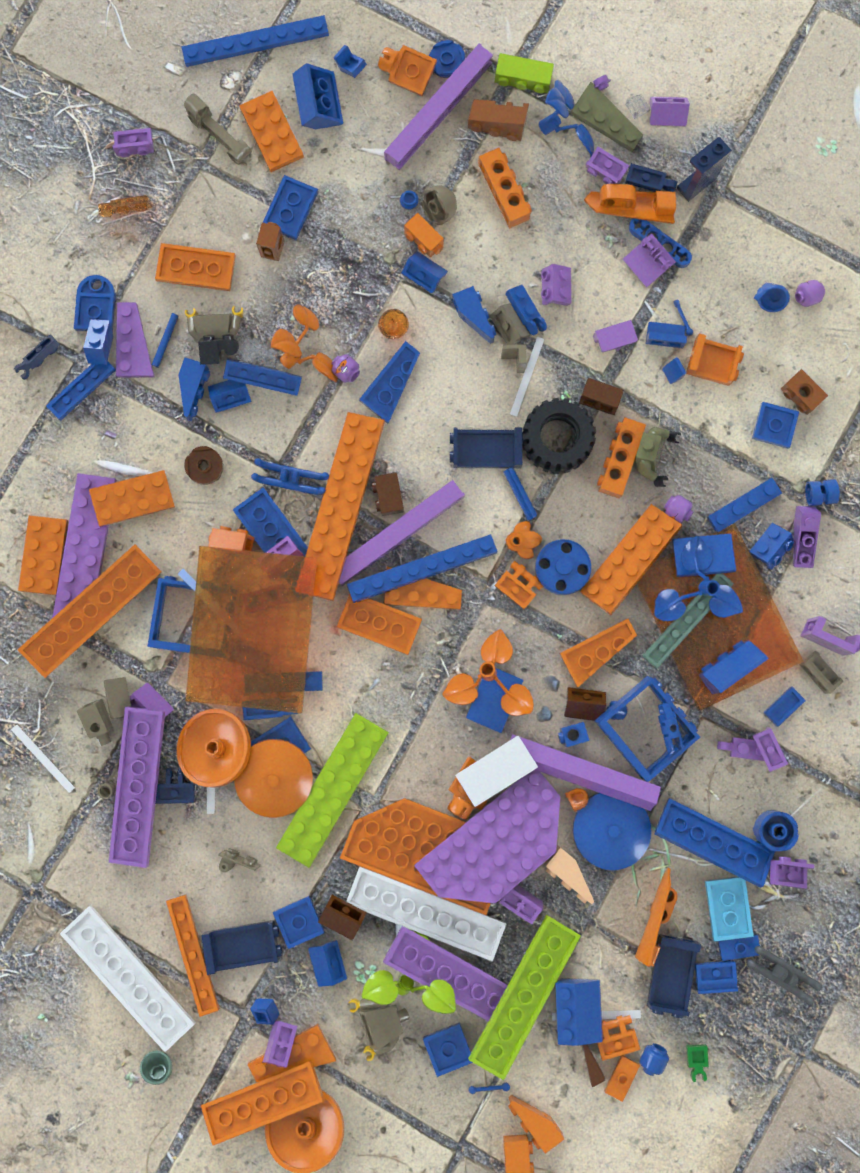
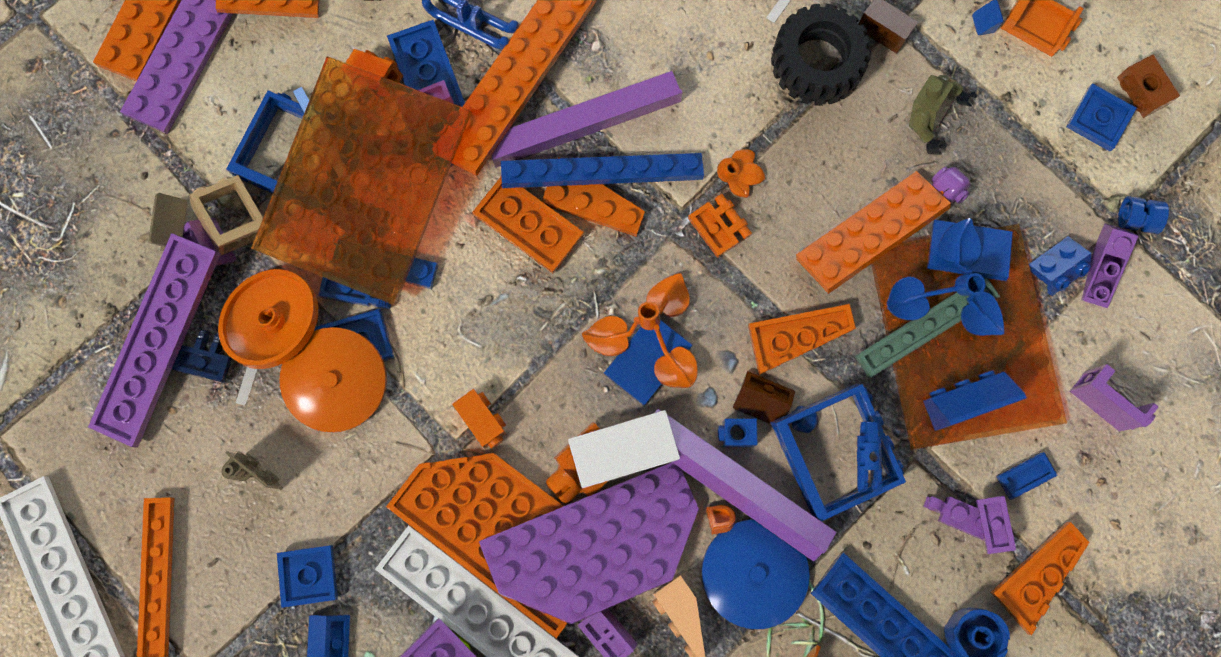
camera: 15 degrees right, 5 degrees down
(42, 758) = (53, 275): white sticker -> none
(89, 611) = (168, 107): orange plate -> none
(96, 713) = (130, 243): dark tan torso -> none
(104, 793) = (114, 338): dark tan hinge -> none
(172, 694) = (234, 238): none -> tan window
(241, 946) = (221, 587): dark blue panel -> none
(332, 790) = (403, 418): lime plate -> none
(342, 917) = (364, 585): reddish brown brick -> none
(387, 777) = (480, 420): none -> orange brick
(388, 494) = (587, 69): reddish brown brick -> none
(486, 448) = (725, 49): dark blue panel -> none
(520, 493) = (752, 114): blue axle -> none
(563, 567) = (782, 217): blue piece -> none
(634, 431) = (874, 137): orange brick -> none
(744, 505) = (1037, 205): blue plate -> none
(808, 779) = (1036, 581): none -> orange wing
(821, 673) = (1086, 445): dark tan hinge -> none

